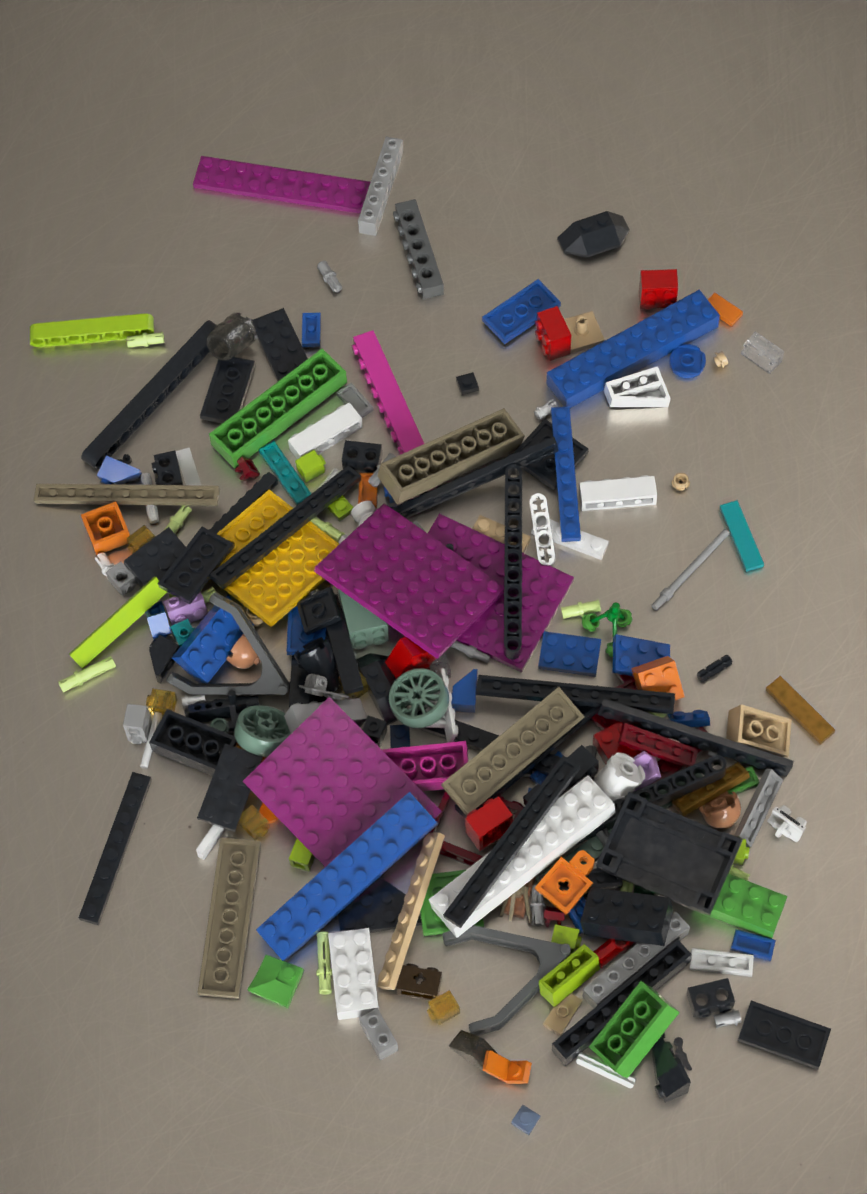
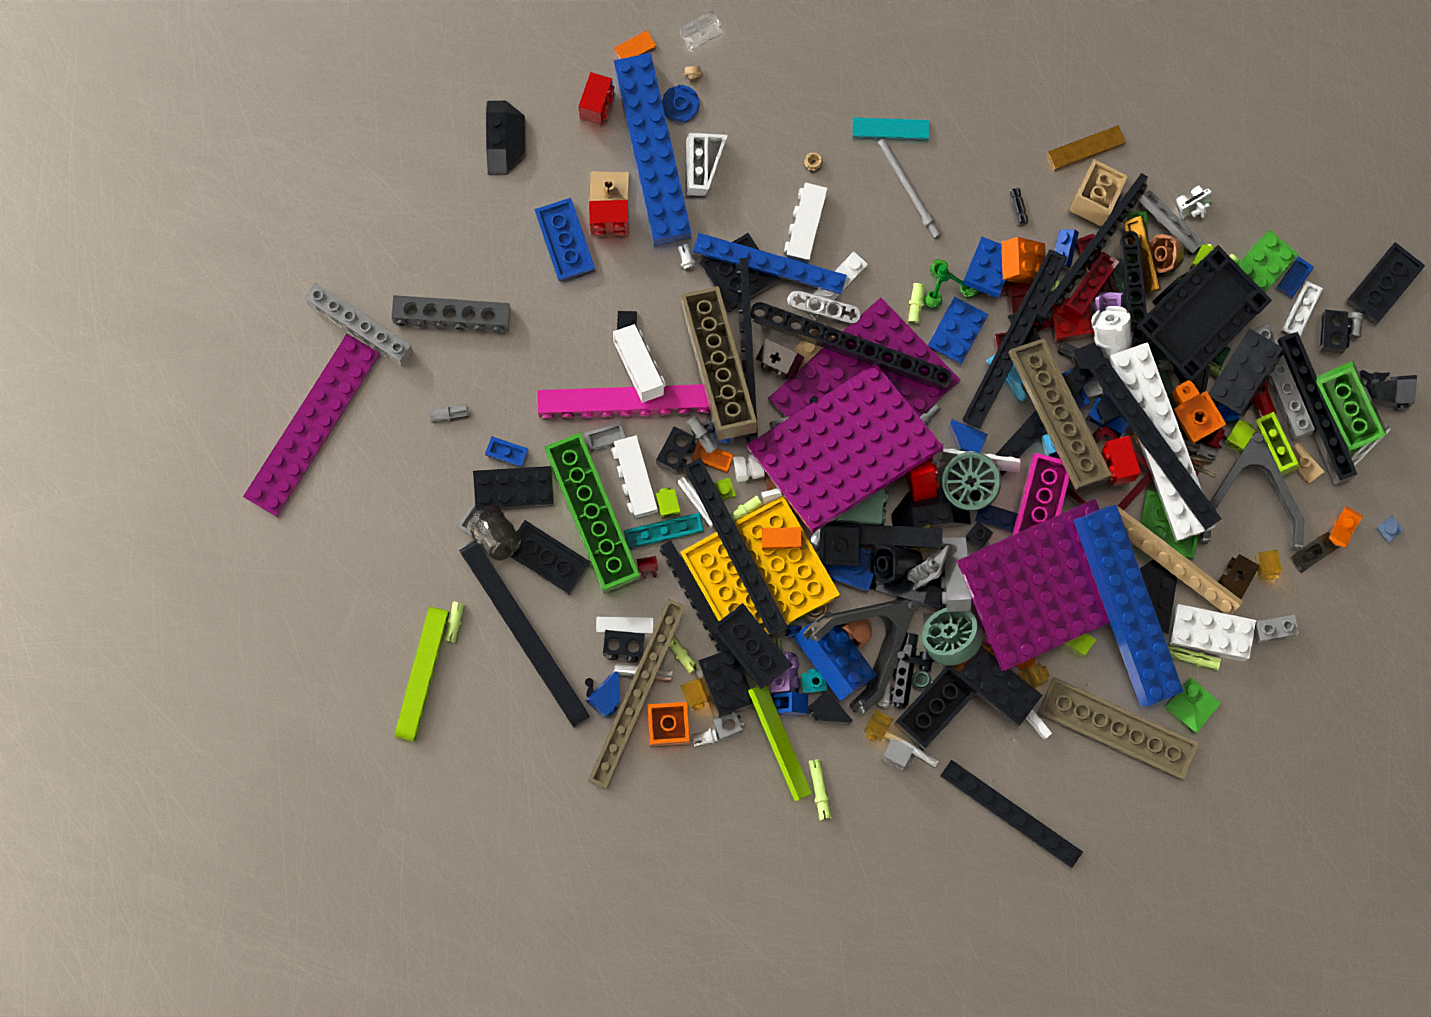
camera: 75 degrees left, 15 degrees up
(307, 559) = (781, 538): none -> orange tile
(428, 397) = (638, 363): none -> white brick
(478, 508) = (789, 360): none -> brick

